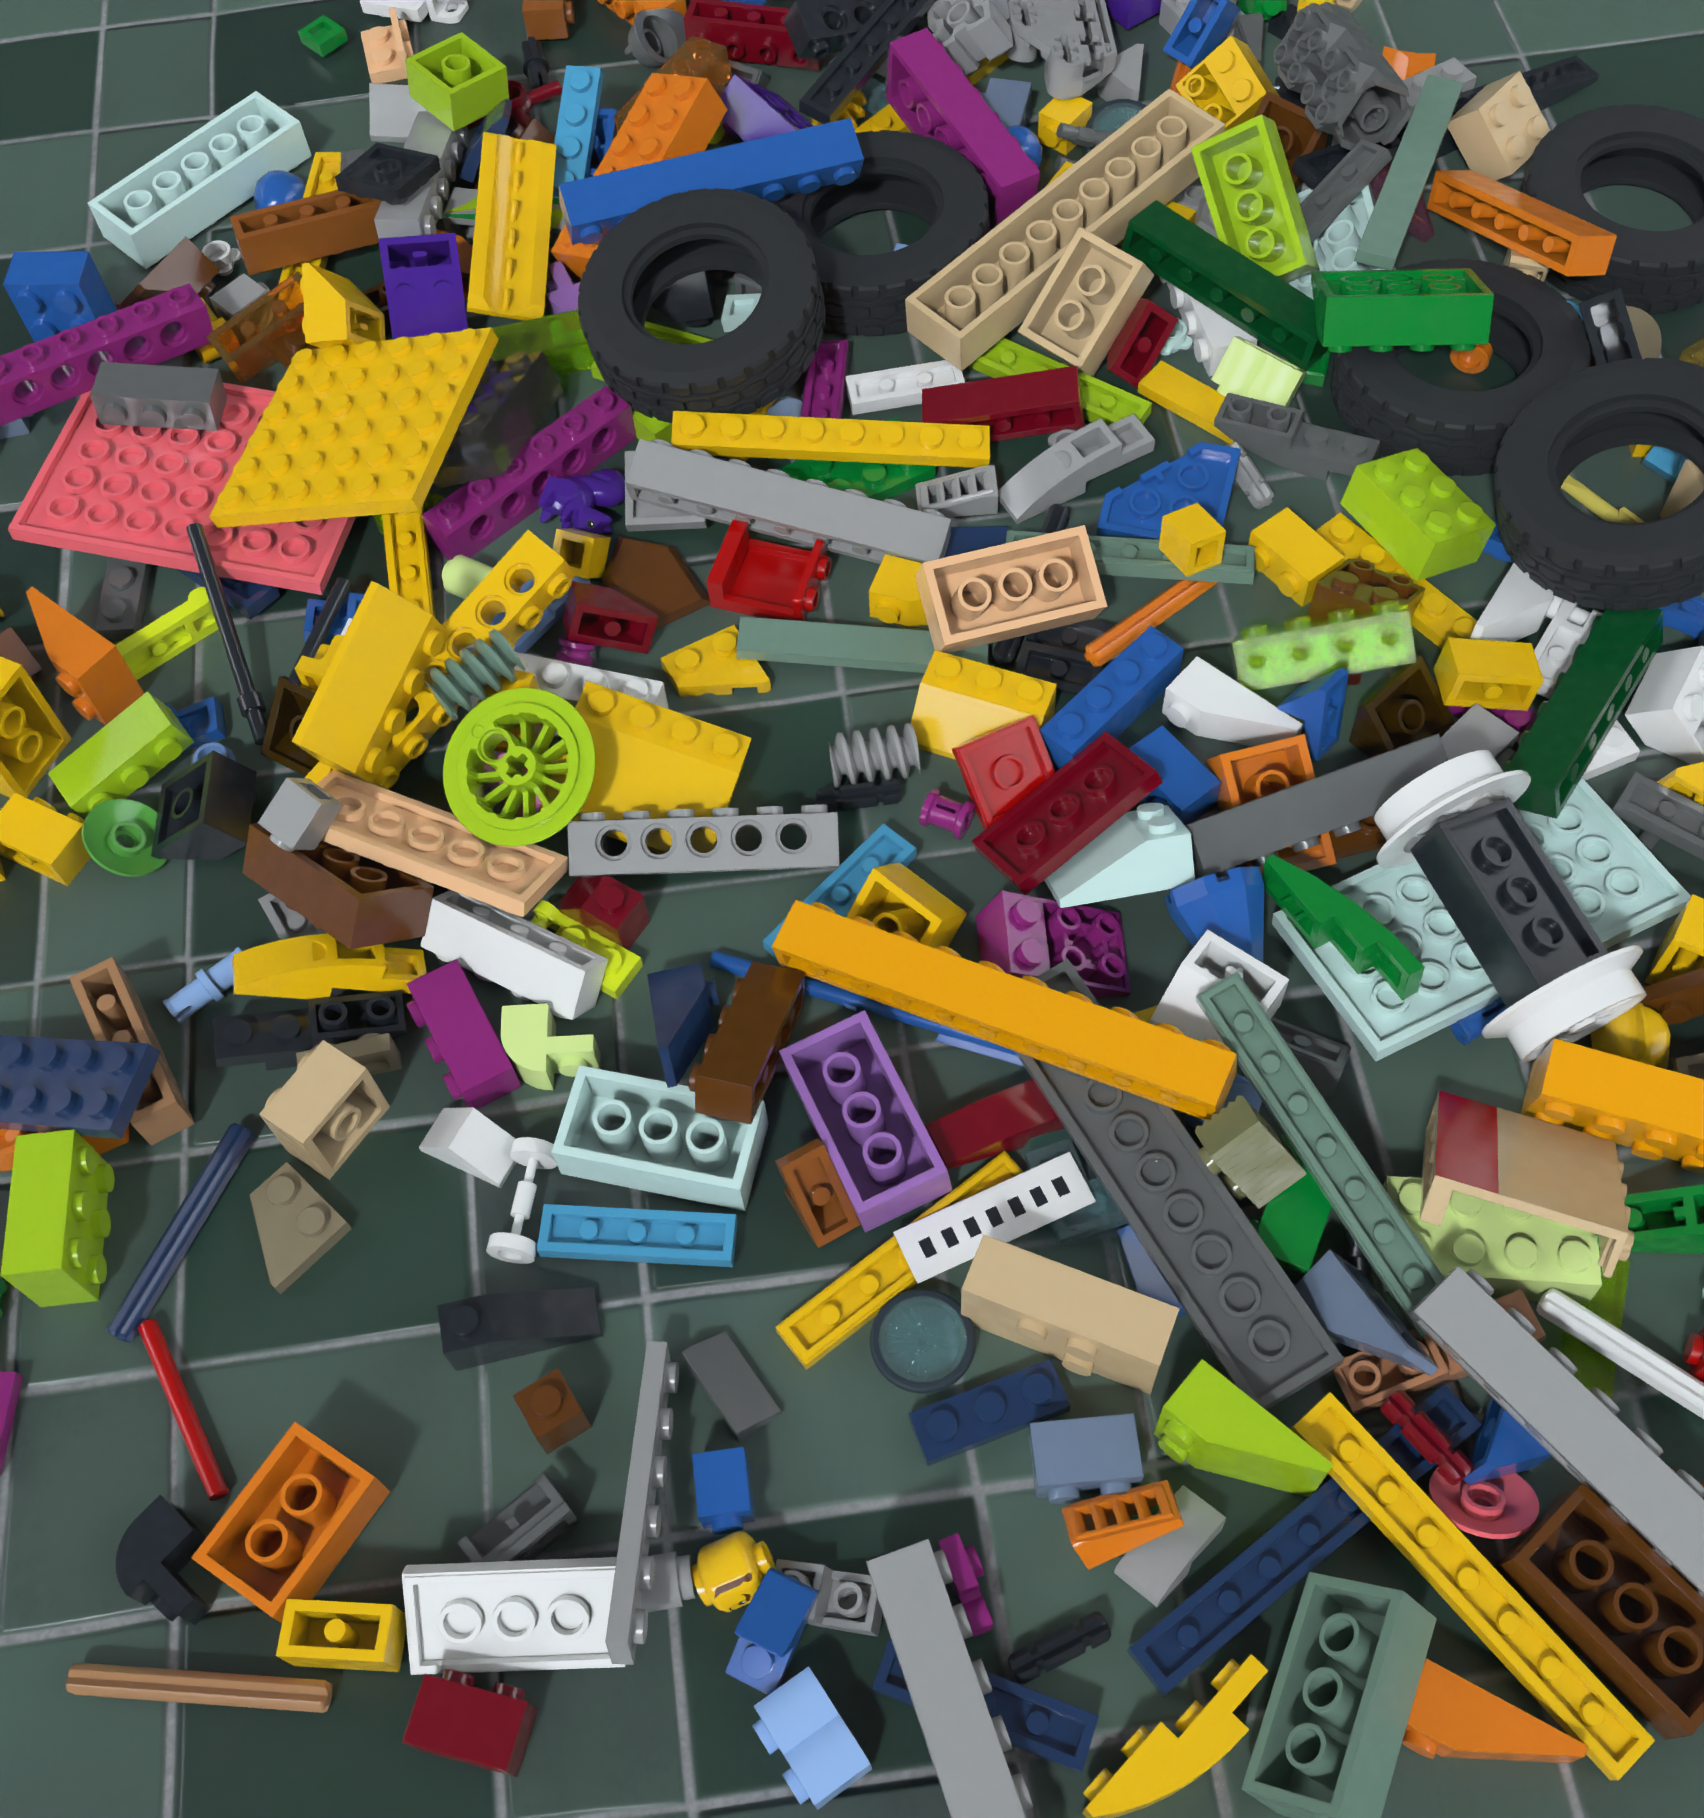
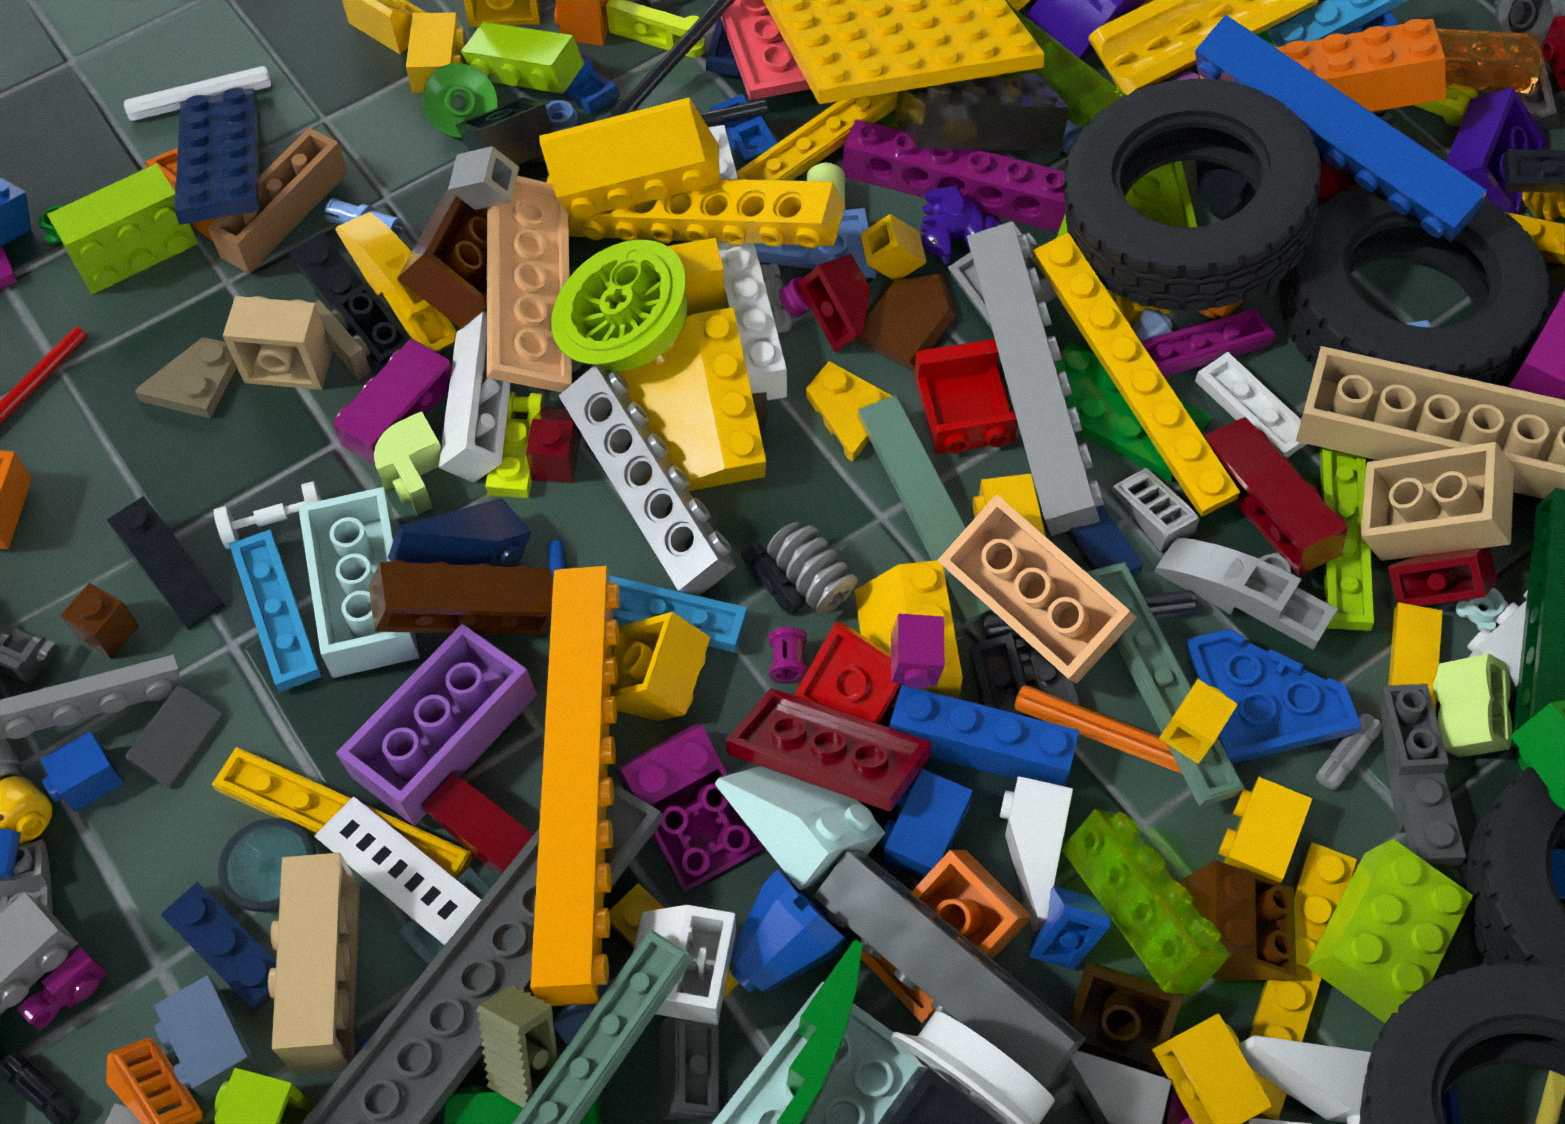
camera: 60 degrees right, 0 degrees up
(180, 1233) = (148, 312): dark blue axle -> none
(471, 1144) = (305, 457): white slope -> none
(474, 673) = (681, 224): sand green piece -> none
(817, 1193) = (359, 701): dark orange slope -> none
(1028, 693) = (917, 650): none -> magenta brick

